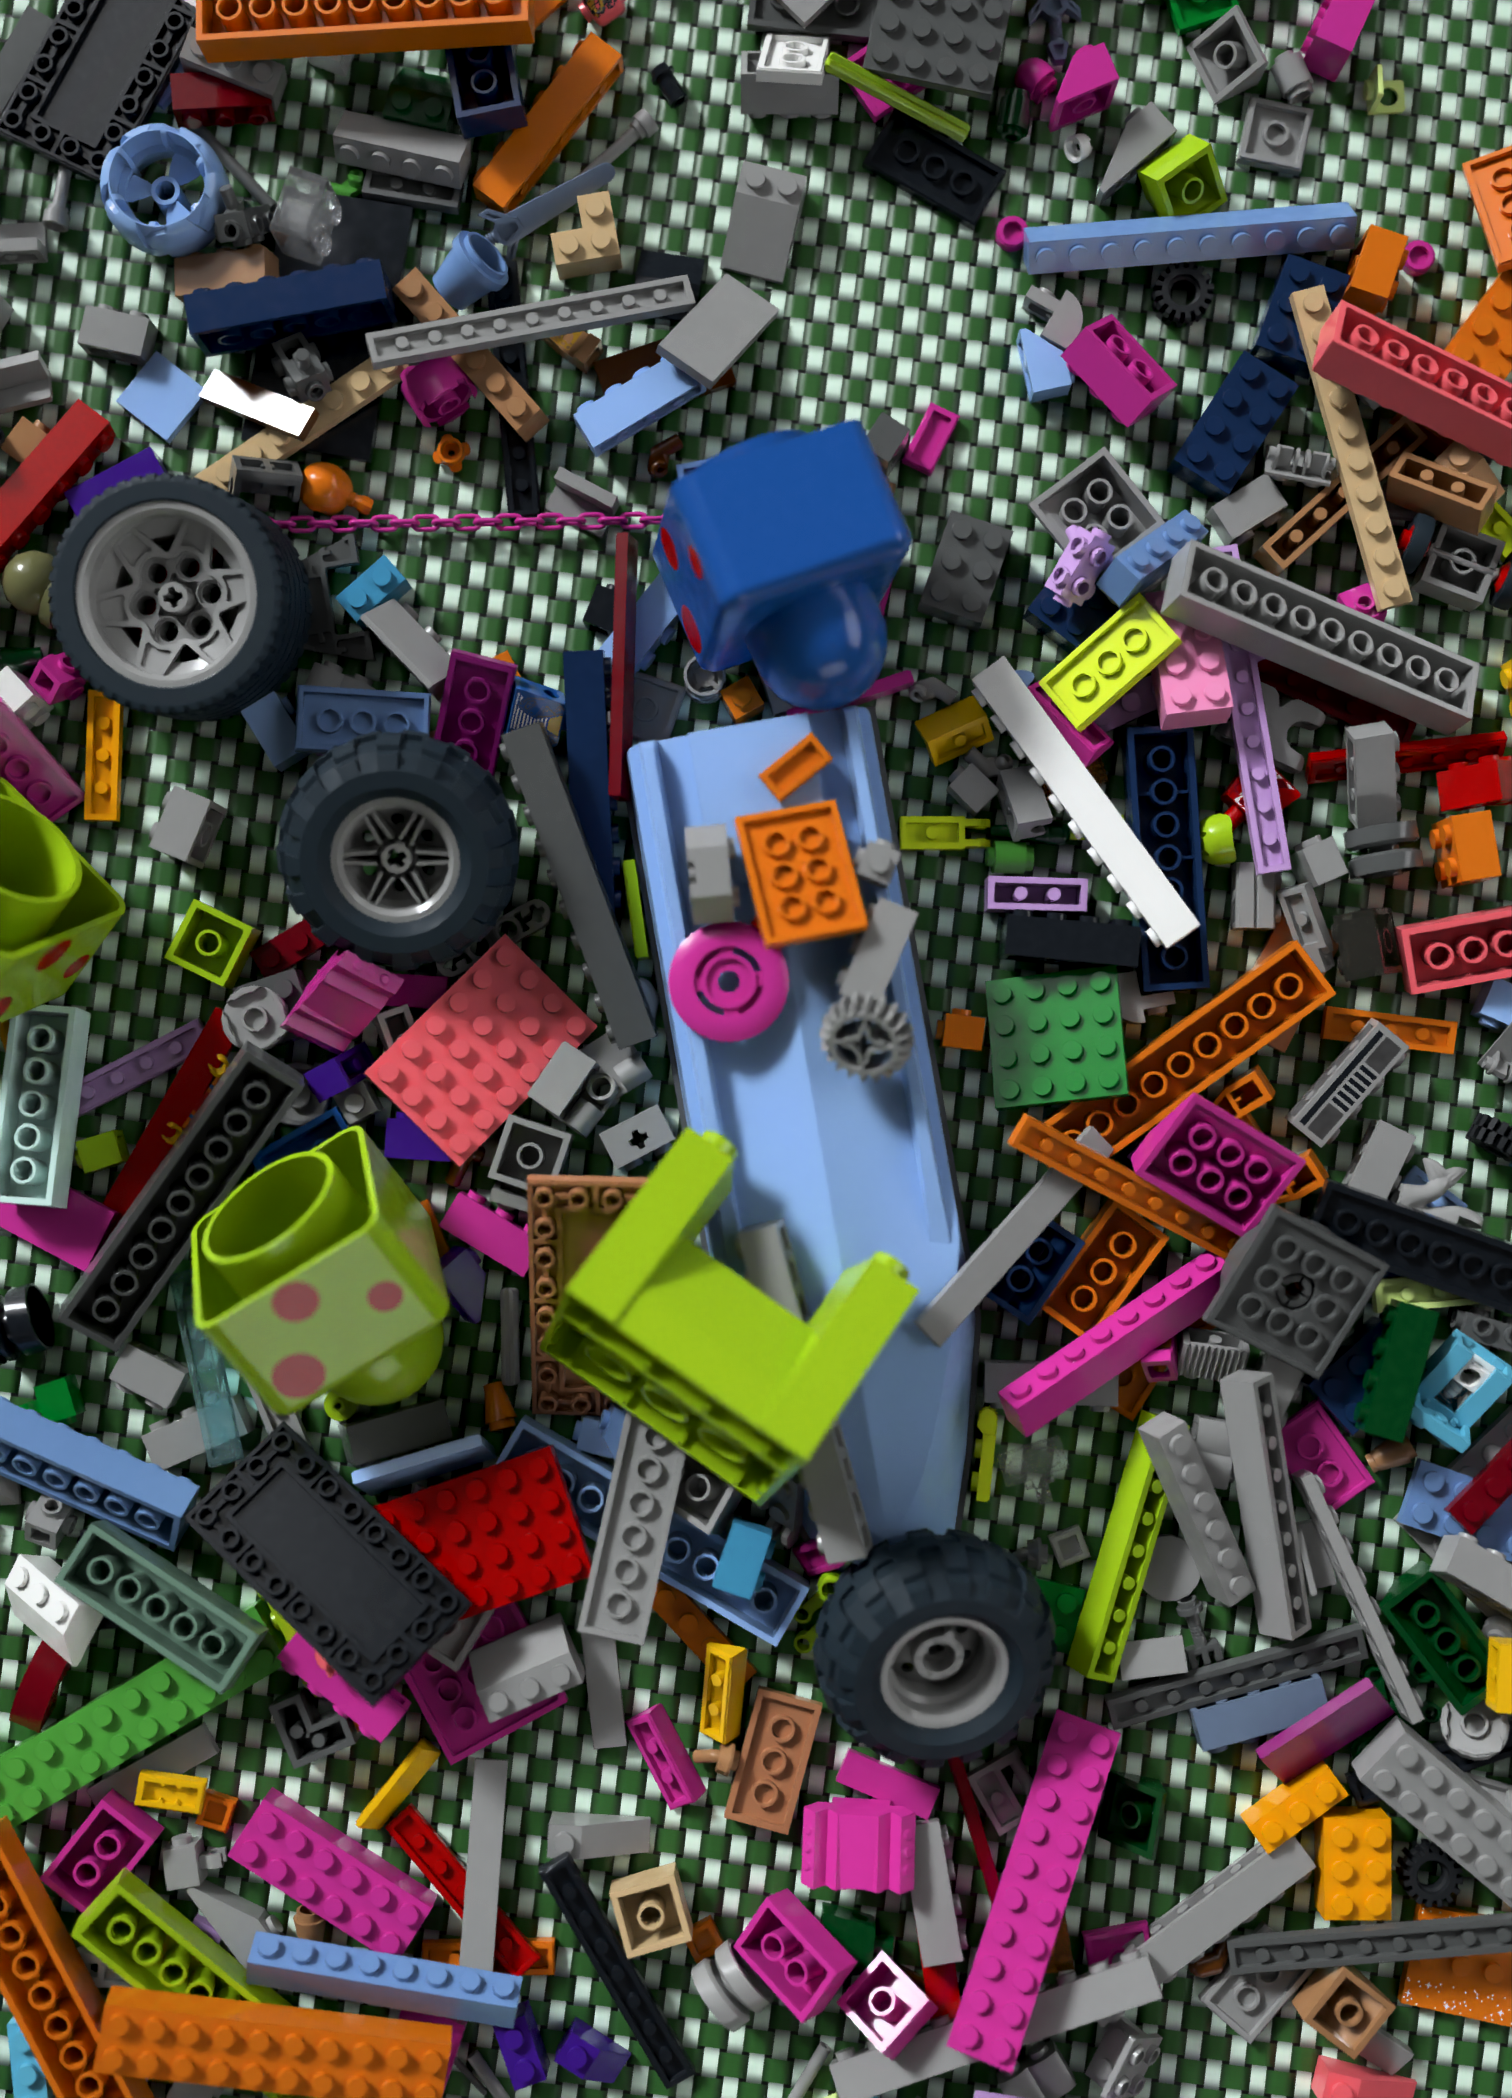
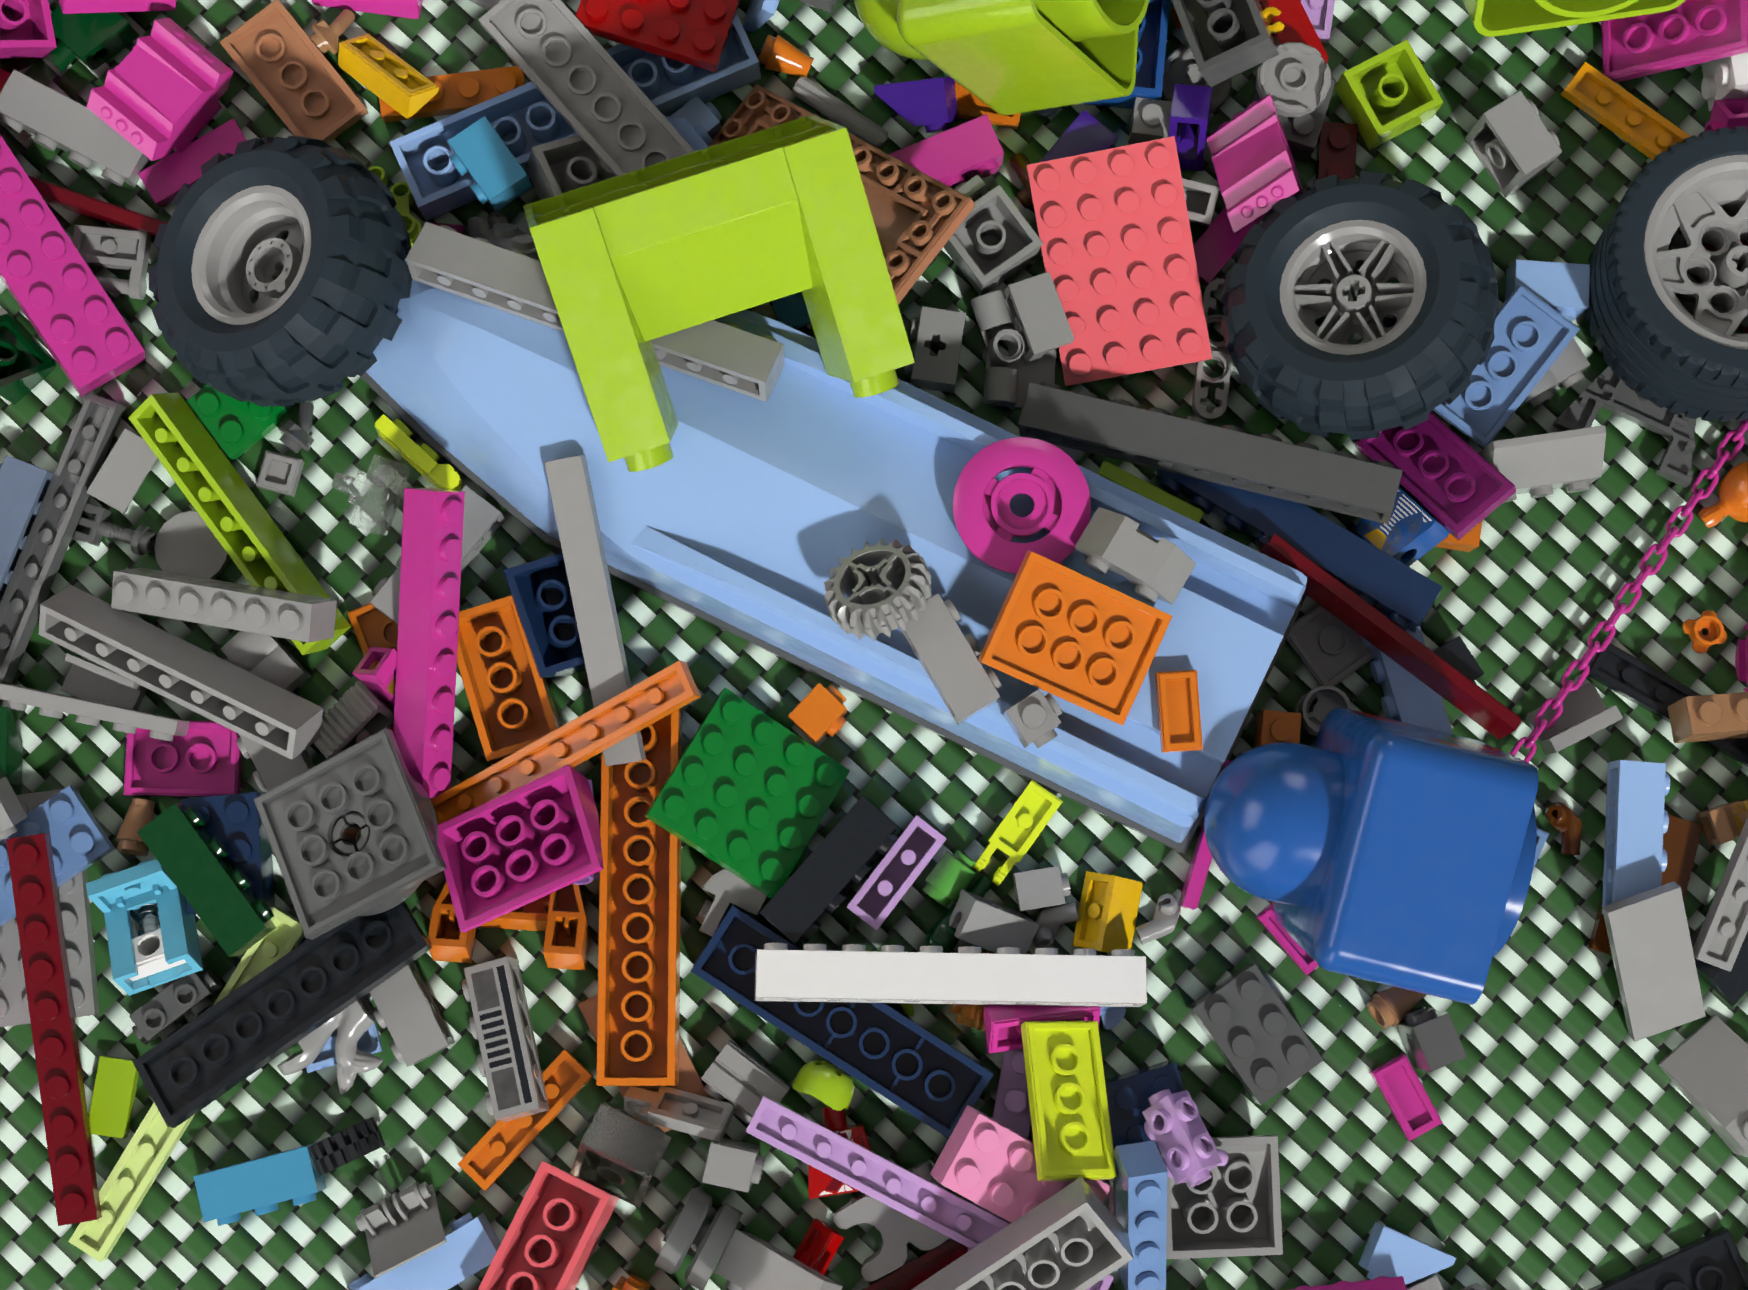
camera: 120 degrees right, 5 degrees down
(372, 588) = (1624, 467): dark azure brick -> none

